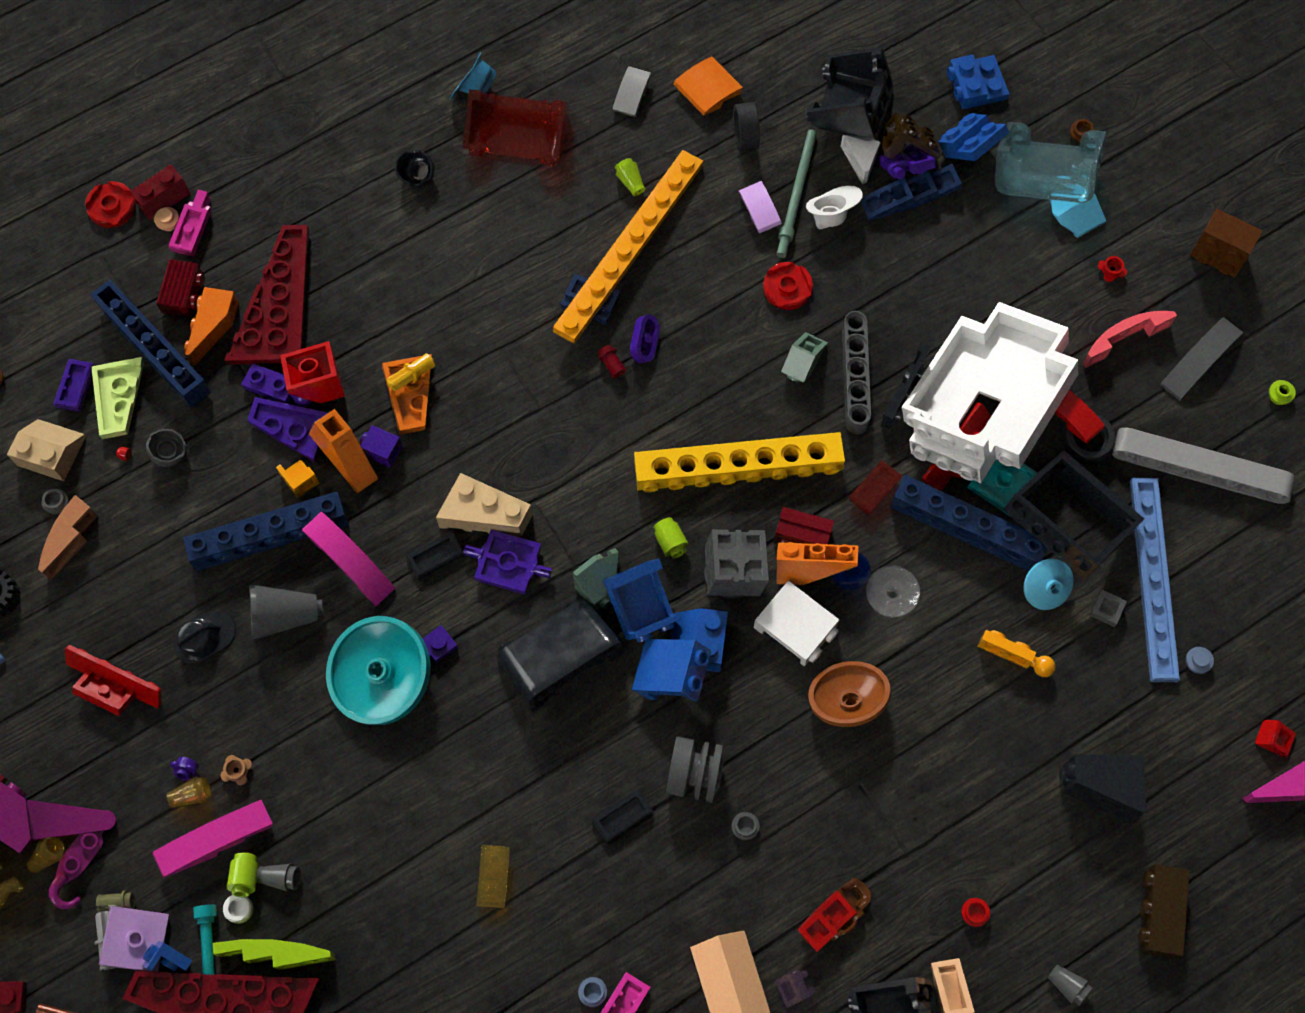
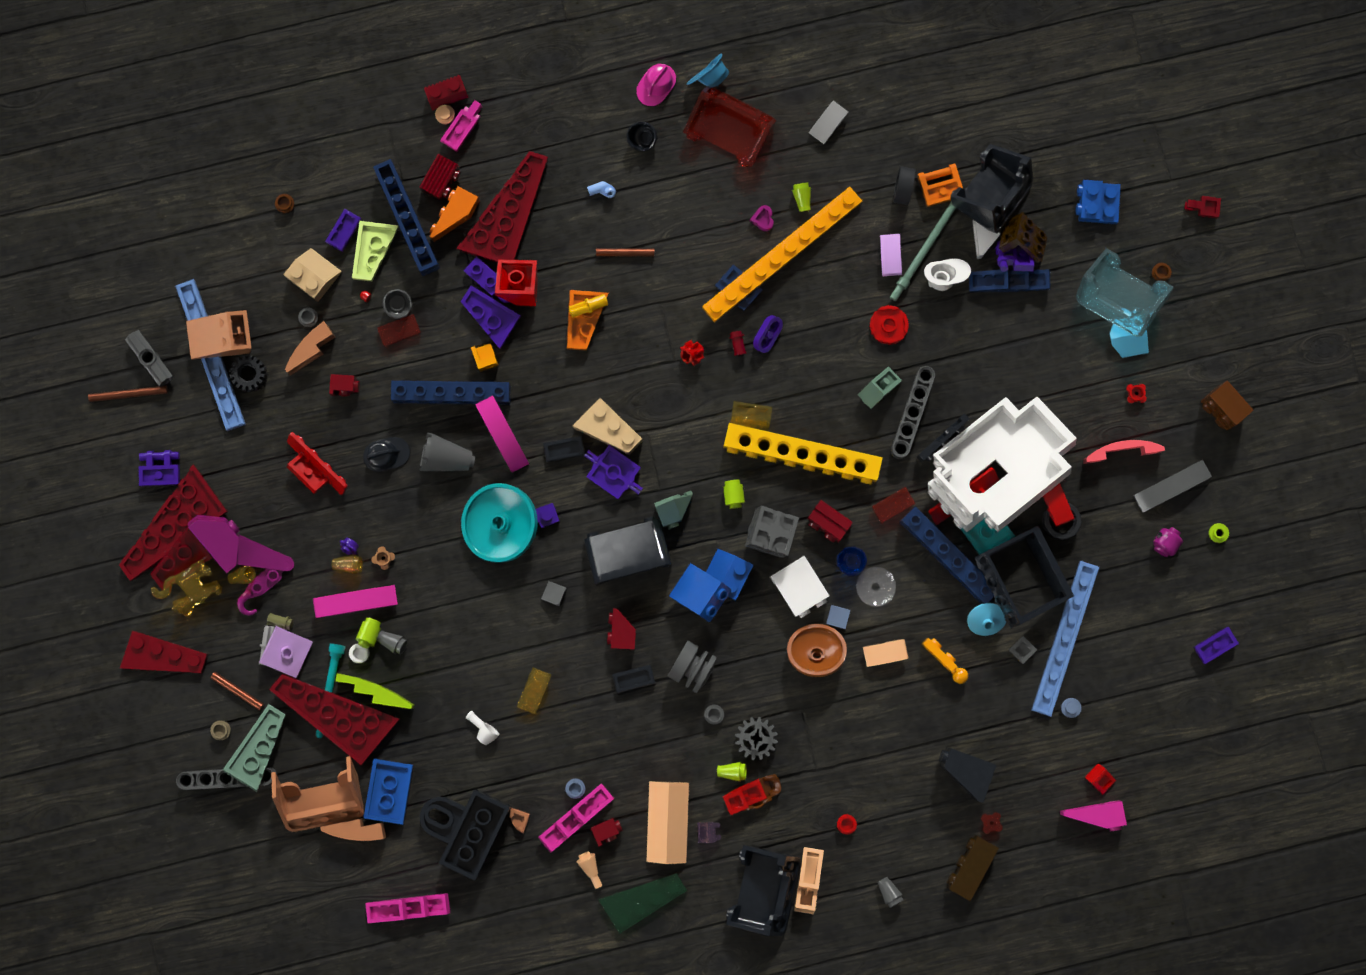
camera: 20 degrees right, 15 degrees up
(110, 204) = (406, 87): red tile -> none
(122, 567) = (343, 385): none -> dark red brick
(171, 958) = (302, 668): blue bracket -> none
(178, 480) = (399, 330): none -> clear red plate
(343, 450) = (522, 351): orange slope -> none
(381, 446) = (549, 353): dark purple brick -> none
(385, 241) = (603, 188): none -> light blue arm
(413, 113) = (656, 84): none -> dark pink piece
(437, 303) = (624, 252): none -> copper bar
(445, 957) = (486, 732): none -> white bar
(479, 740) = (554, 593): none -> dark grey slope
(559, 388) = (692, 352): none -> red gear
(587, 757) = (623, 633): none -> dark red slope
(592, 216) = (762, 218): none -> magenta tile
(640, 601) = (696, 535): blue panel -> none
(658, 438) = (751, 415): none -> clear yellow slope
(707, 85) = (888, 137): orange slope -> none
(789, 124) = (941, 191): none -> orange plate
(798, 893) = (732, 771): none -> lime cone
(812, 562) = (827, 548): orange slope -> none
(825, 835) = (747, 736): none -> dark grey gear
(859, 646) = (838, 617): none -> sand blue tile
(937, 669) = (885, 652): none -> light nougat slope
(972, 137) = (1072, 253): blue plate -> none
(1101, 47) = (1206, 207): none -> dark red plate
(1161, 851) = (986, 822): none -> clear red plate
(1203, 465) = (1135, 569): light grey beam -> none
(1227, 421) = (1167, 542): none -> magenta head

